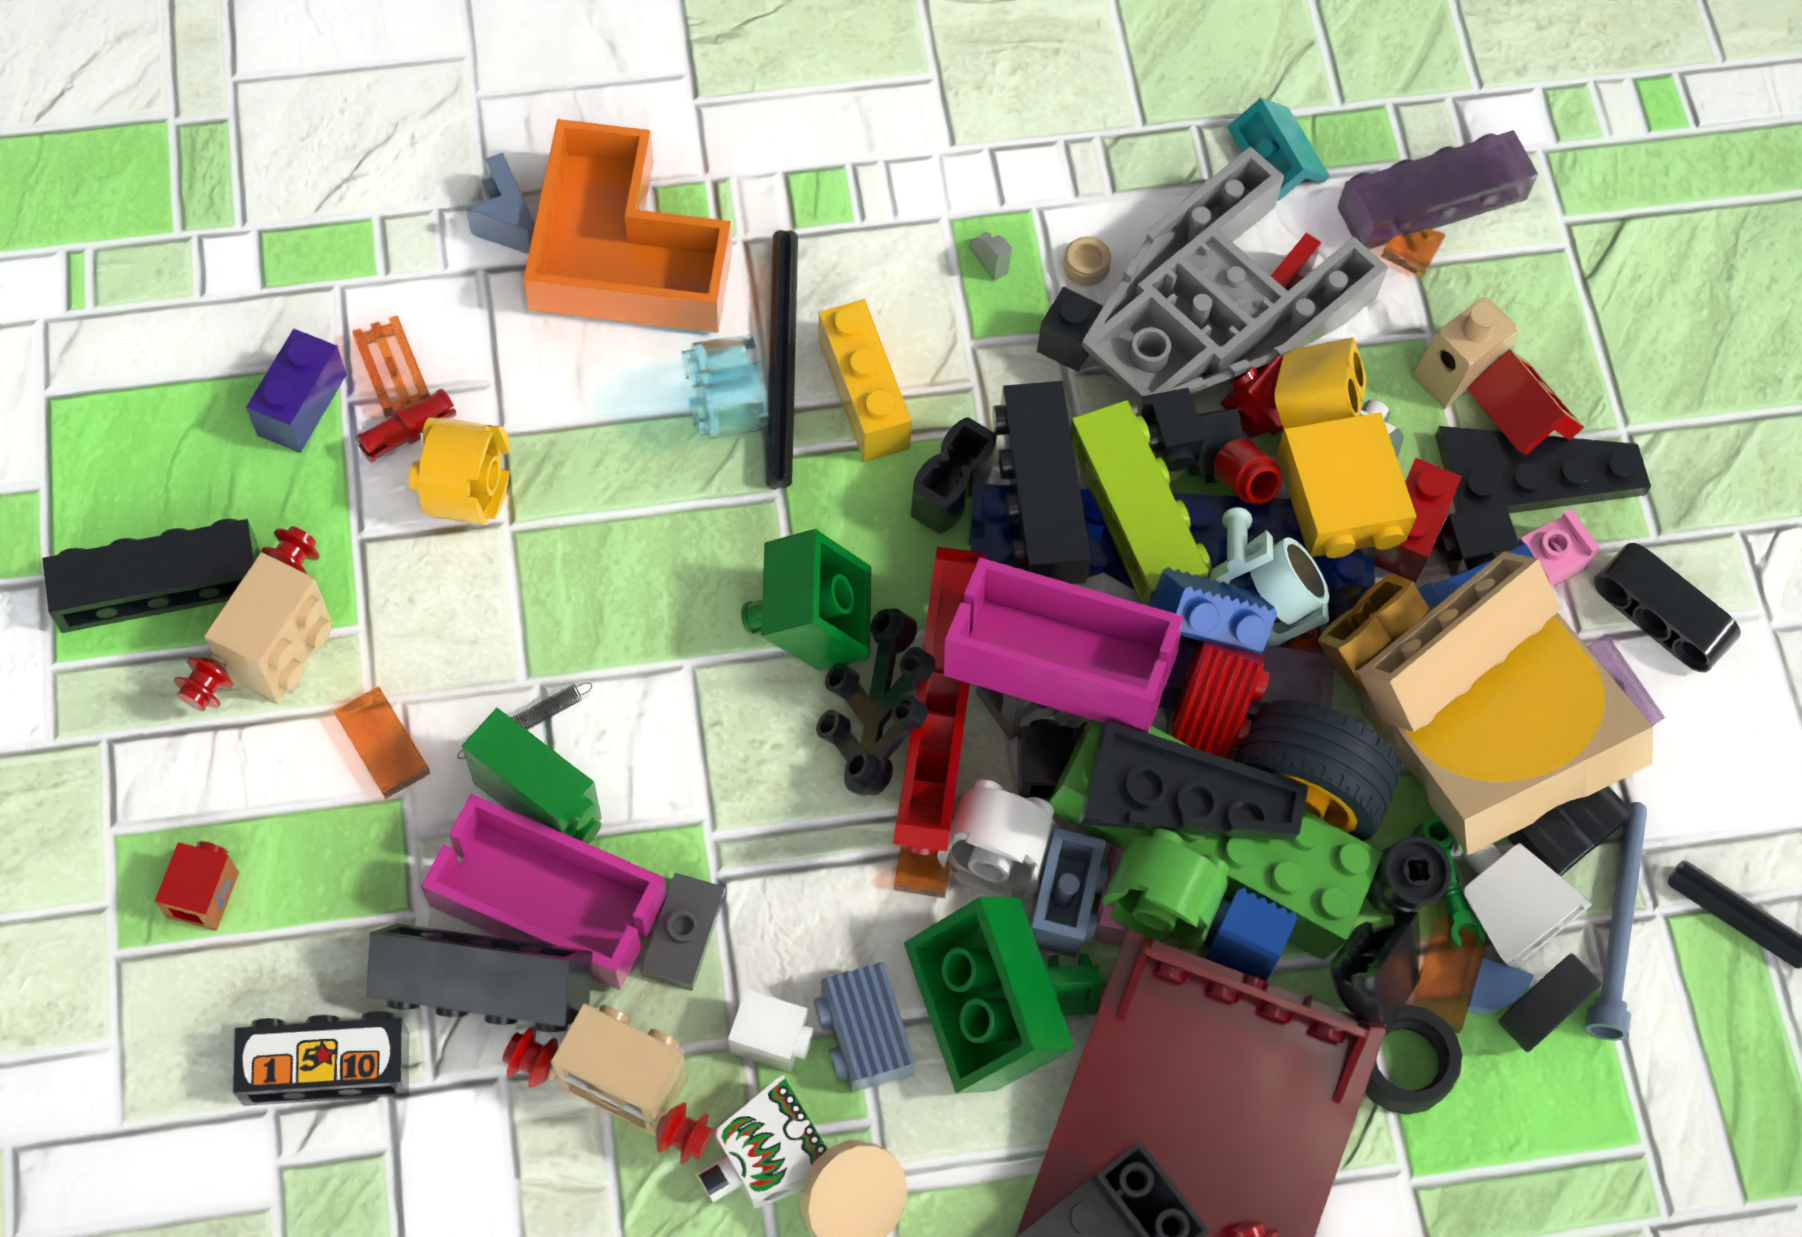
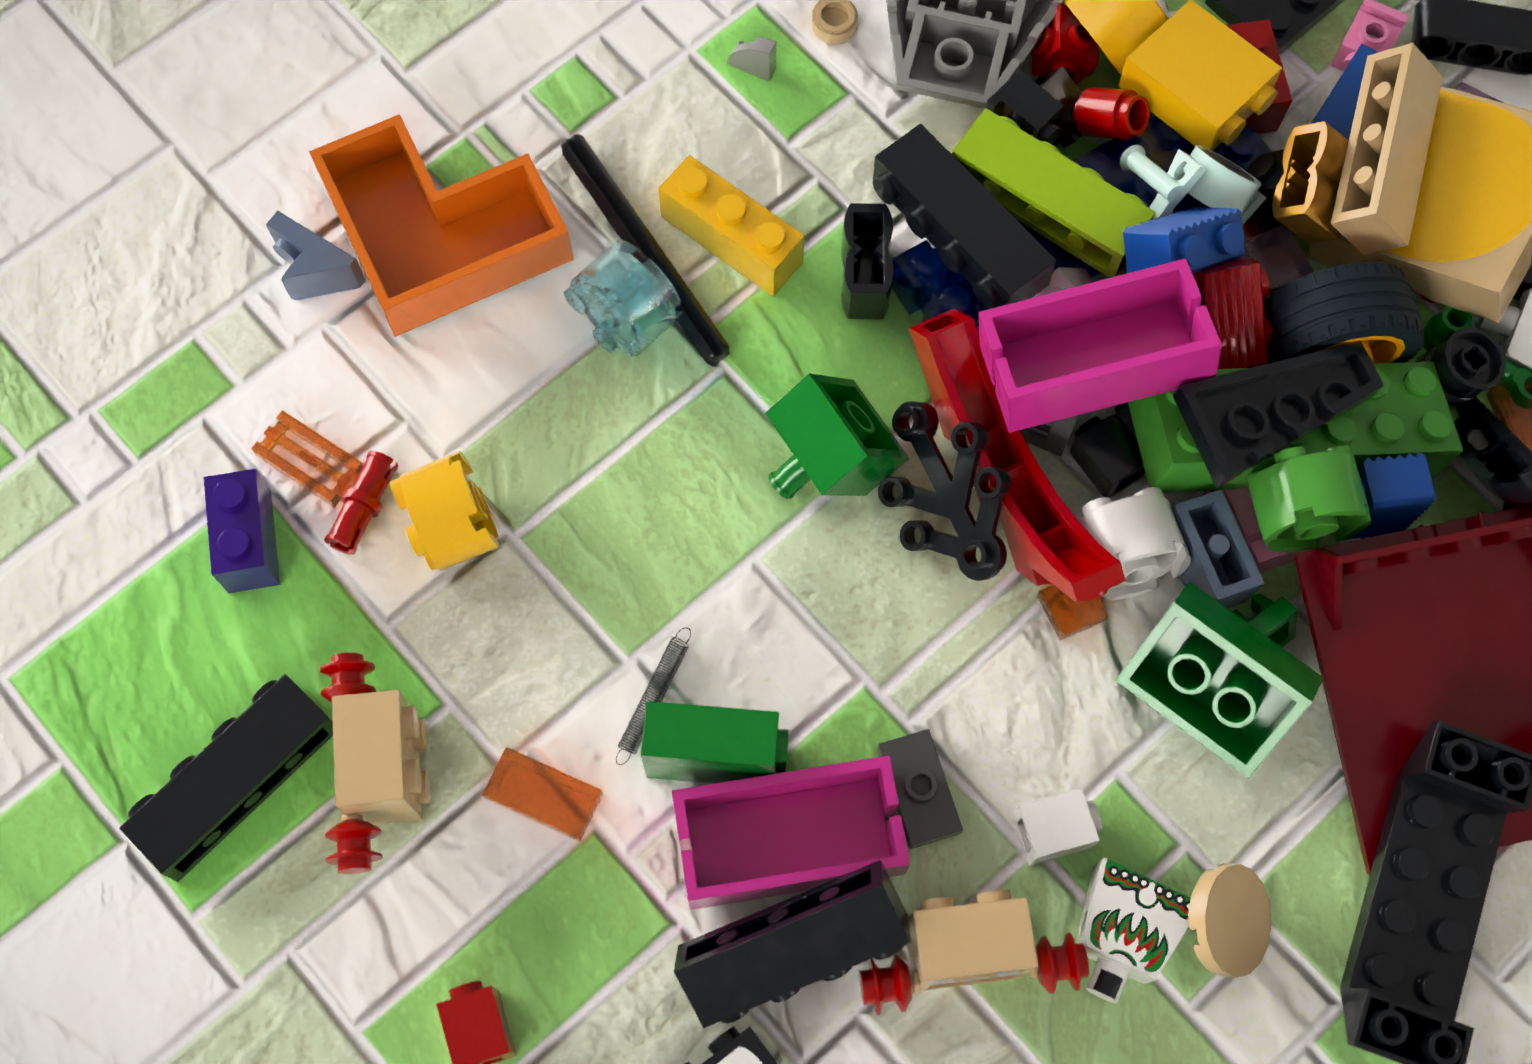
camera: 30 degrees left, 5 degrees up
(865, 1027) = (1131, 772): sand blue brick -> none
(1066, 328) = (869, 82): black brick -> none
(1475, 538) = (1313, 66): black brick -> none

